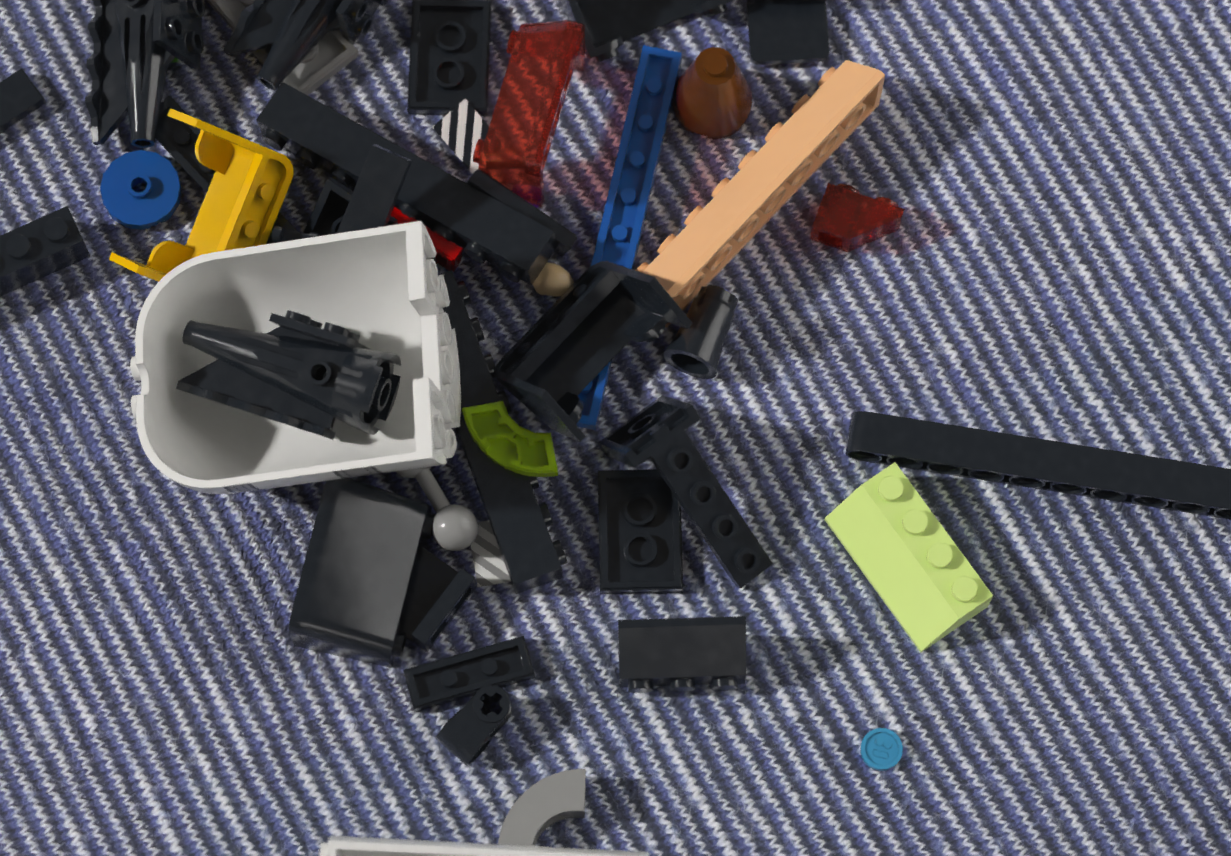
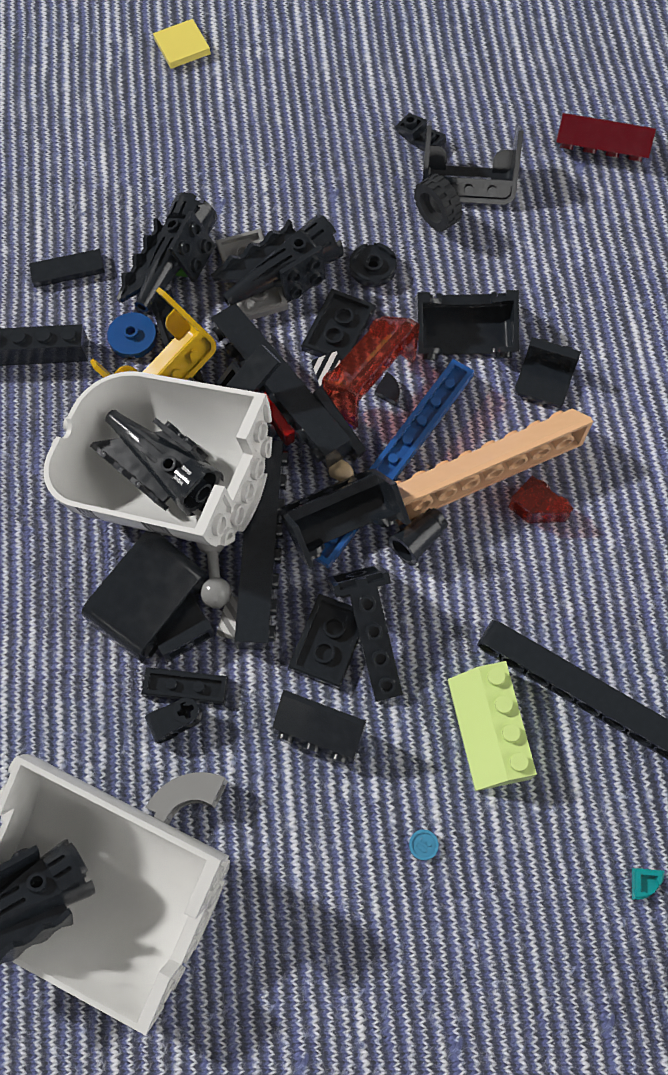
camera: 25 degrees right, 5 degrees down
(508, 443) = (269, 554): lime tile -> none
(570, 130) = (388, 389): none -> black tile
(712, 95) = (483, 399): reddish brown cone -> none
(1183, 677) = (645, 882): none -> teal tile

